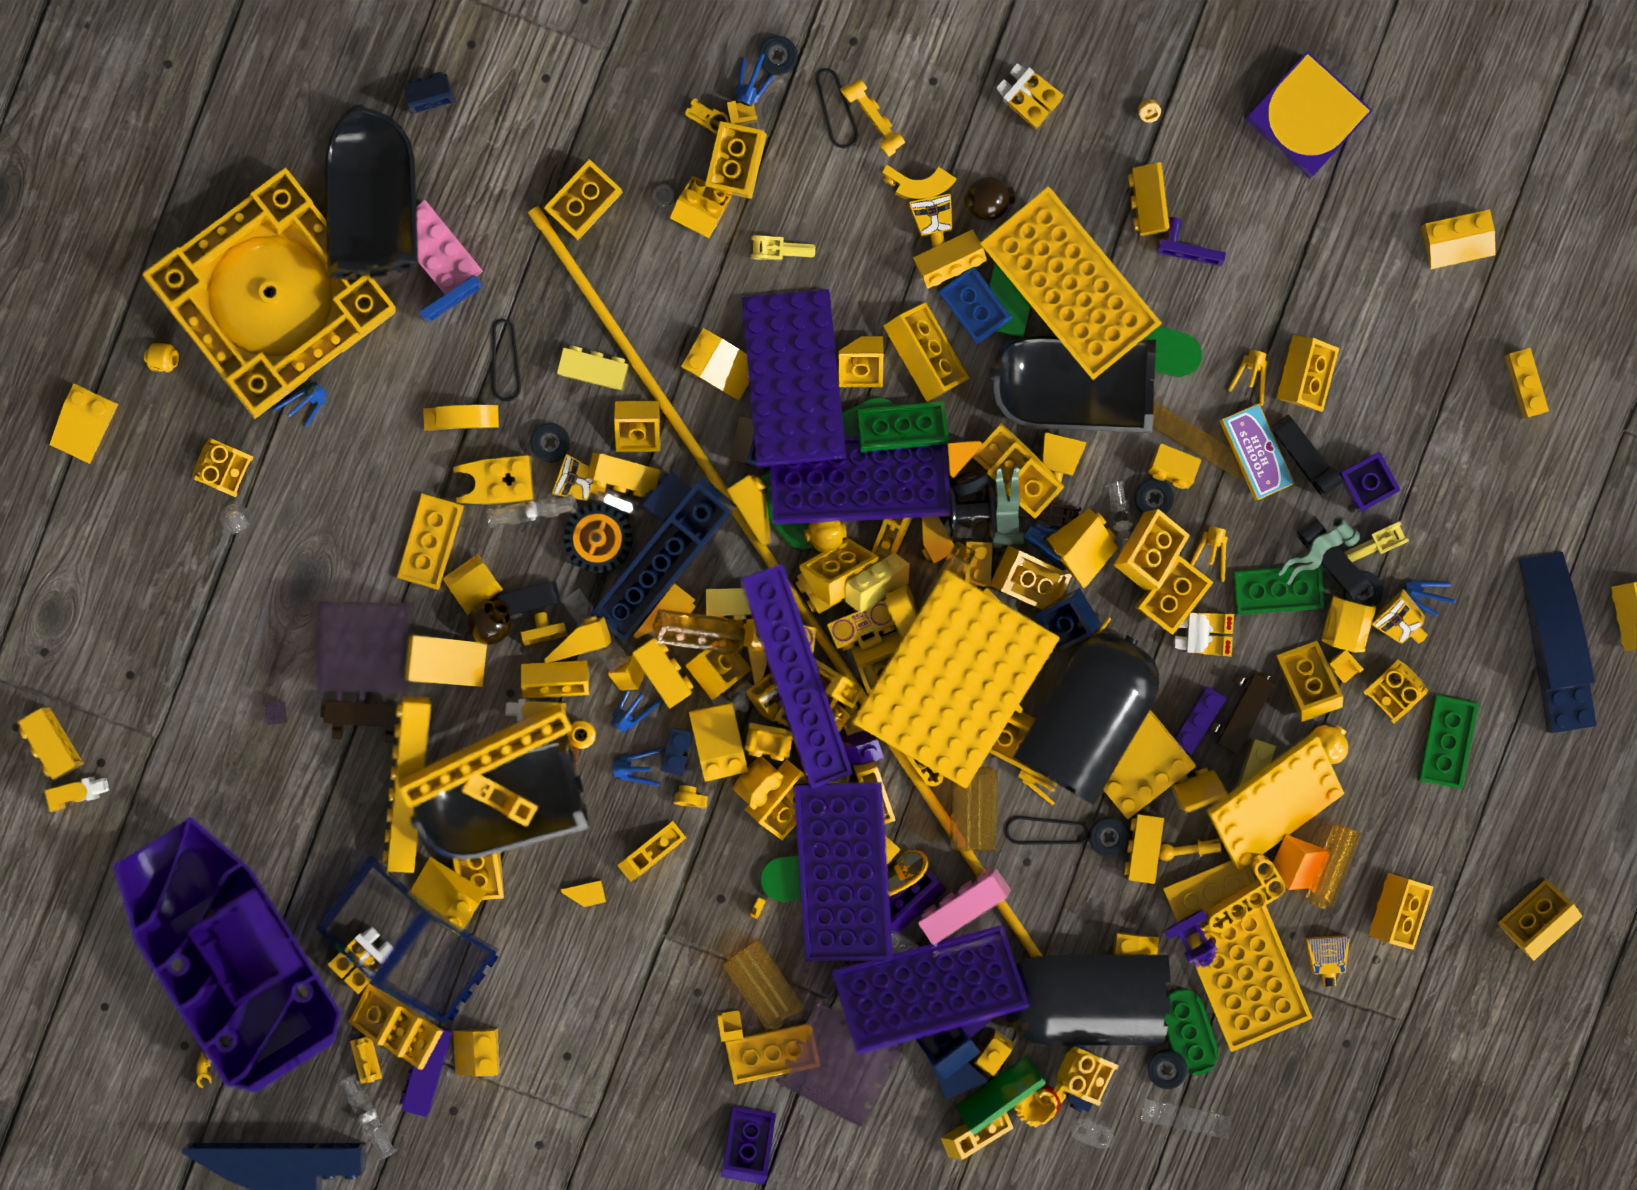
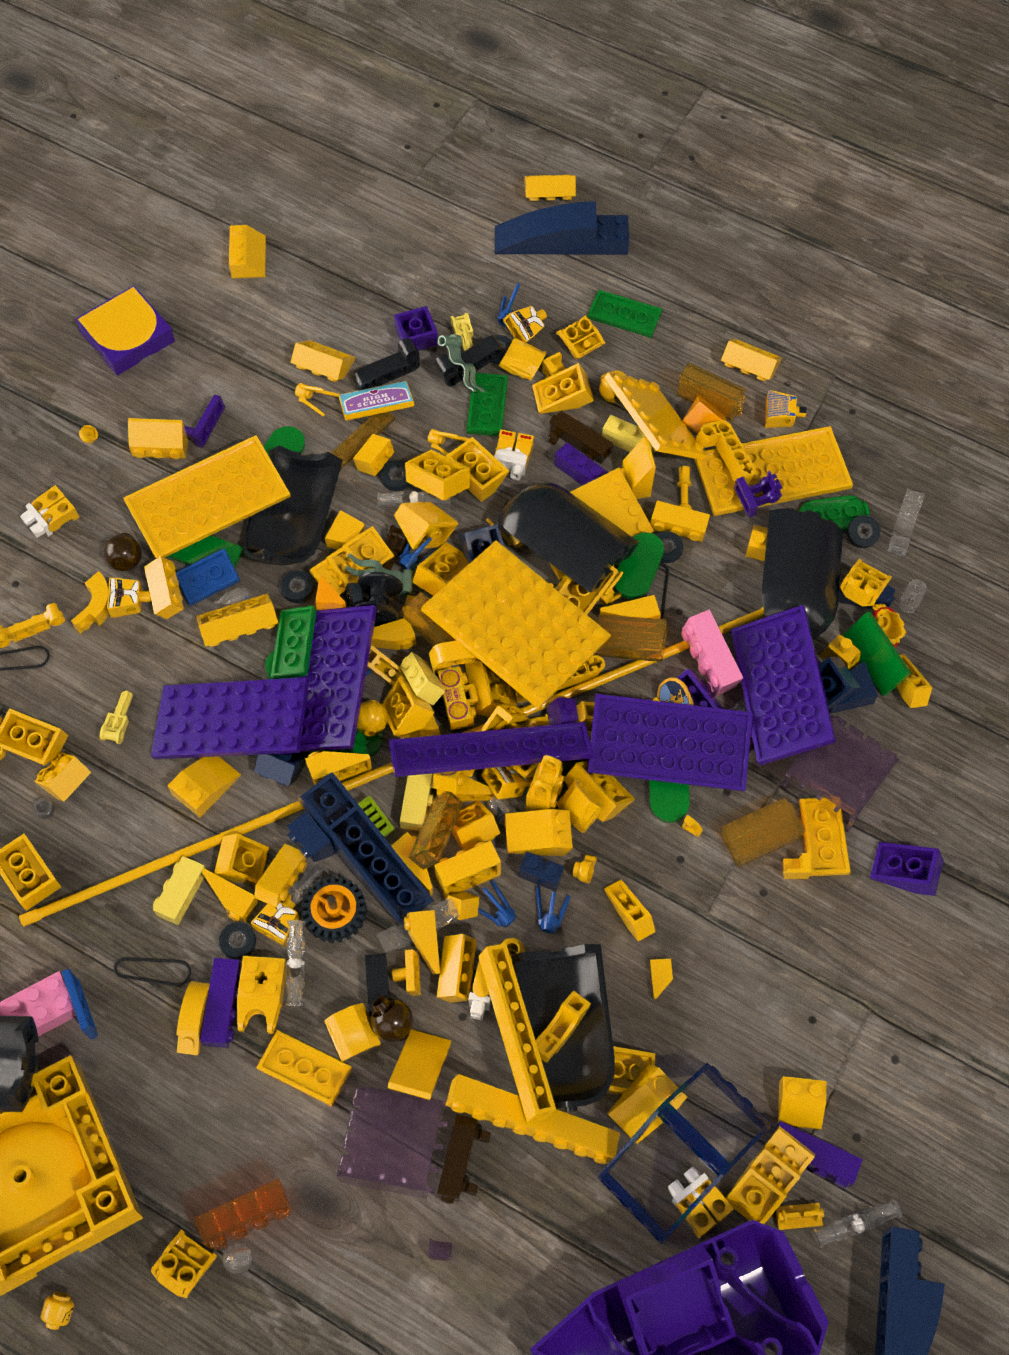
camera: 80 degrees left, 25 degrees down
(274, 516) = (244, 1214): none -> clear orange brick
(314, 394) = (135, 1156): blue plant -> none
(480, 442) = (221, 1003): none -> dark purple brick
(593, 426) = (234, 899): none -> yellow slope
(723, 546) = (368, 801): none -> lime slope
(862, 363) = (232, 664): yellow slope -> none
(957, 340) = (233, 596): none -> clear piece
(980, 423) = (303, 580): none -> black bush
(1011, 815) = (642, 608): none -> yellow slope
(1073, 813) = (640, 567): none -> green tile
(1526, 383) = (365, 226): yellow brick -> none
(1540, 919) = (768, 273): yellow slope -> none

